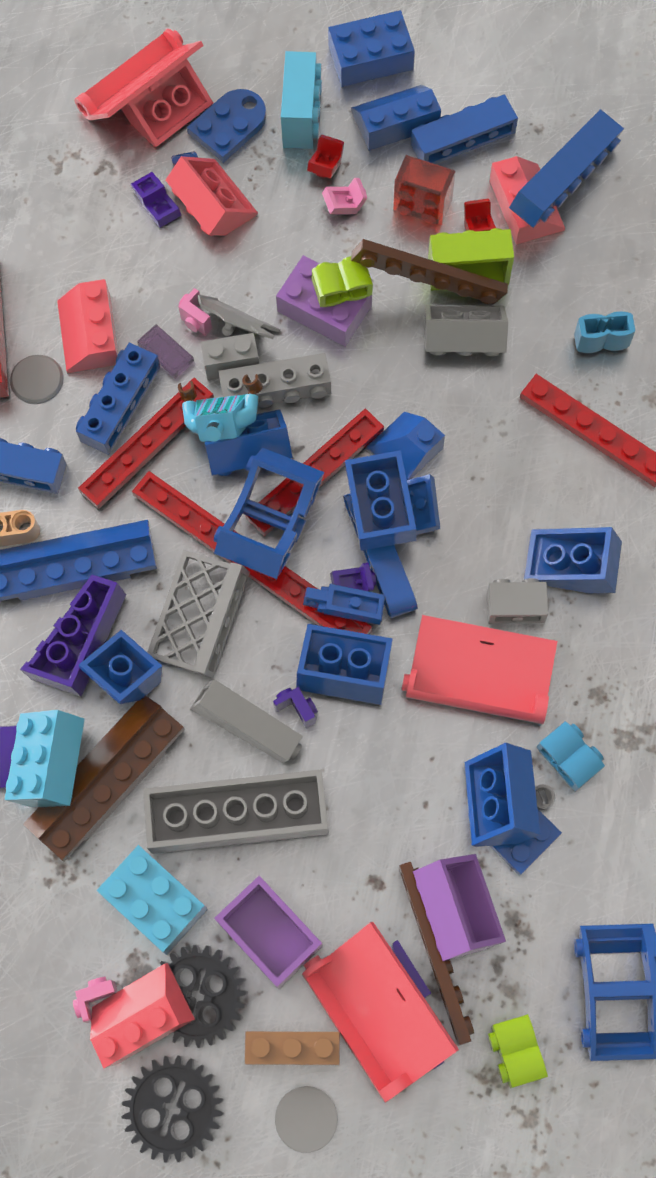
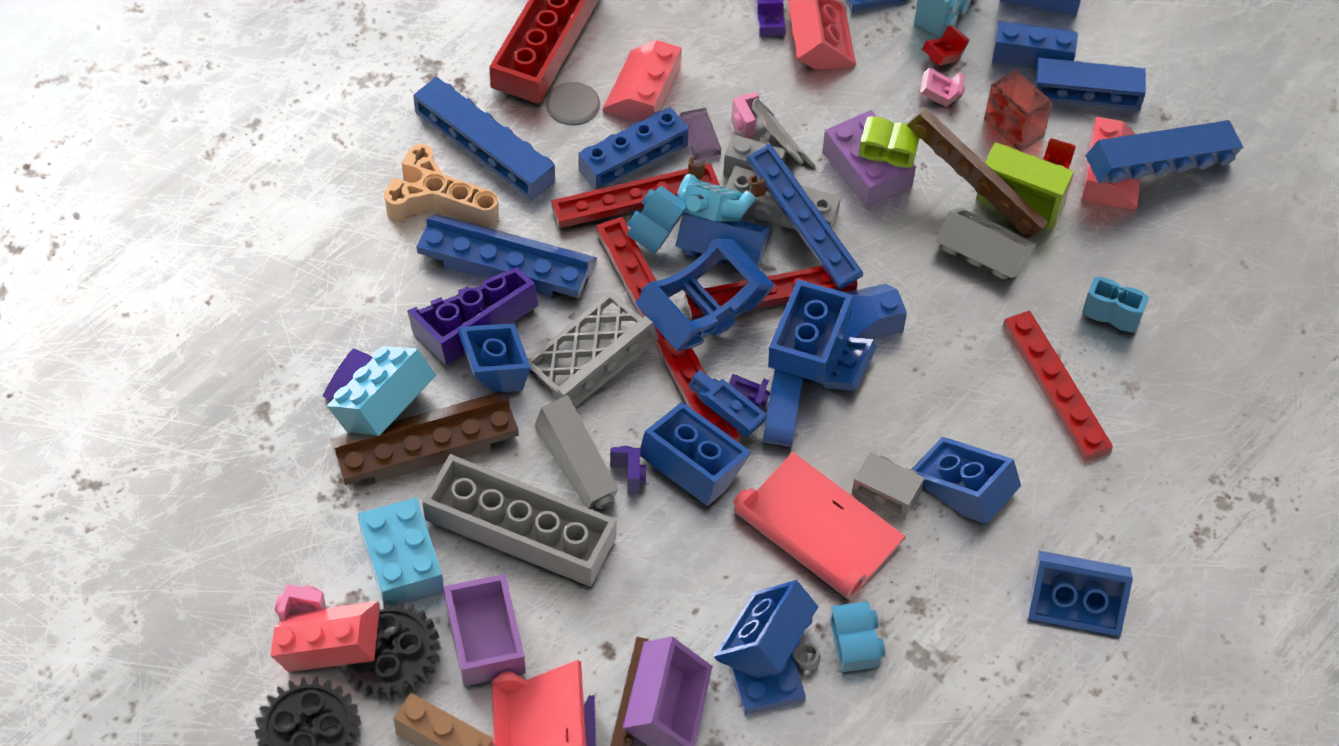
camera: 25 degrees right, 15 degrees down
(184, 461) = (657, 218): none -> dark azure brick
(307, 389) = (805, 216): none -> blue tile

